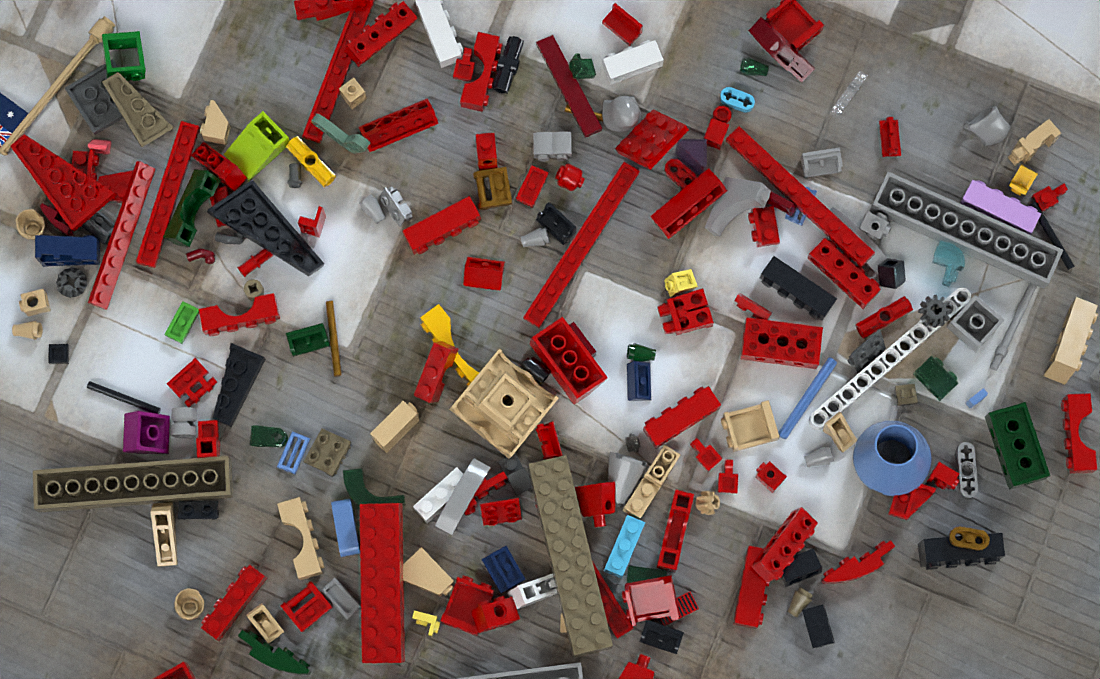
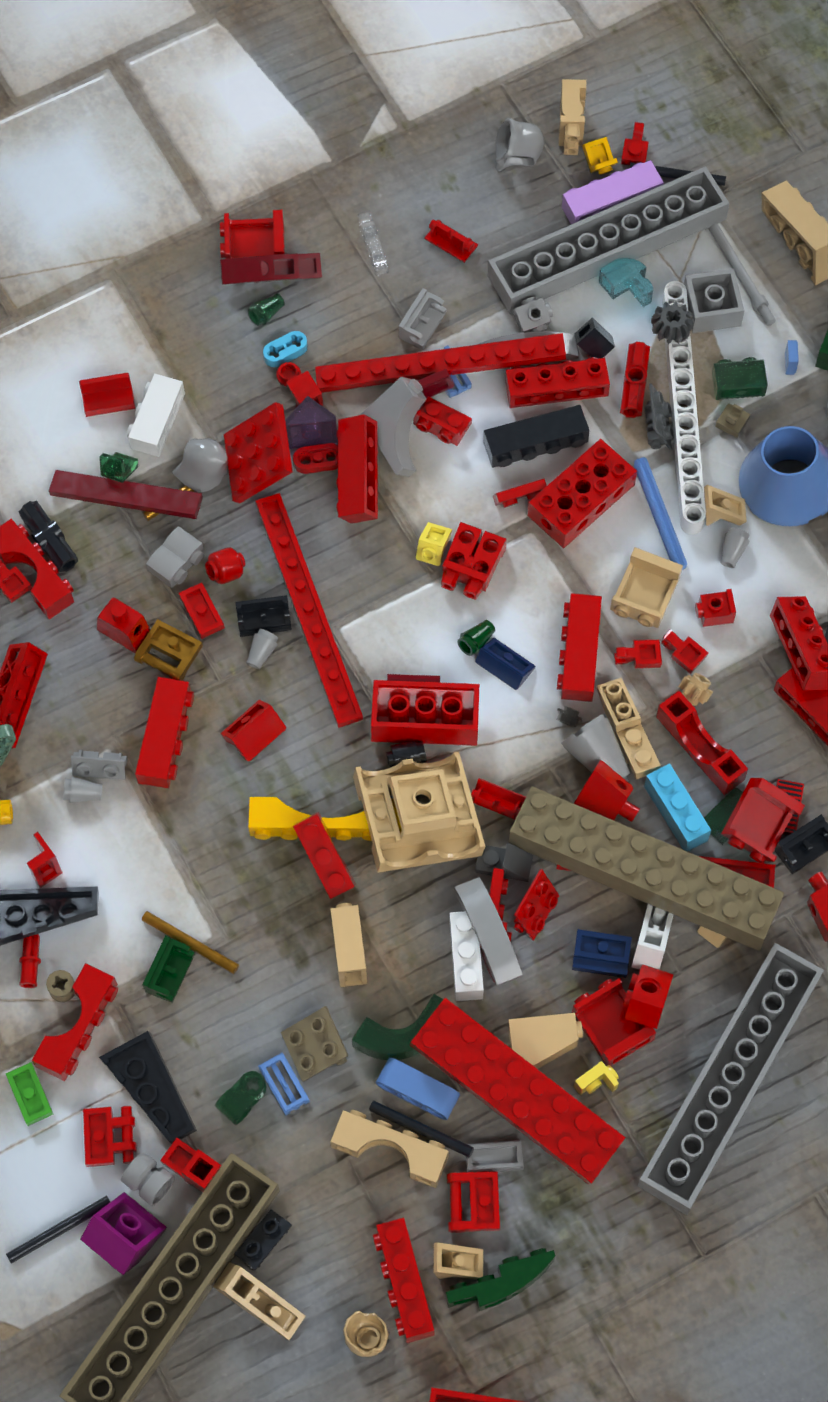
camera: 50 degrees left, 10 degrees down
(324, 547) = (421, 1129): none -> black bar

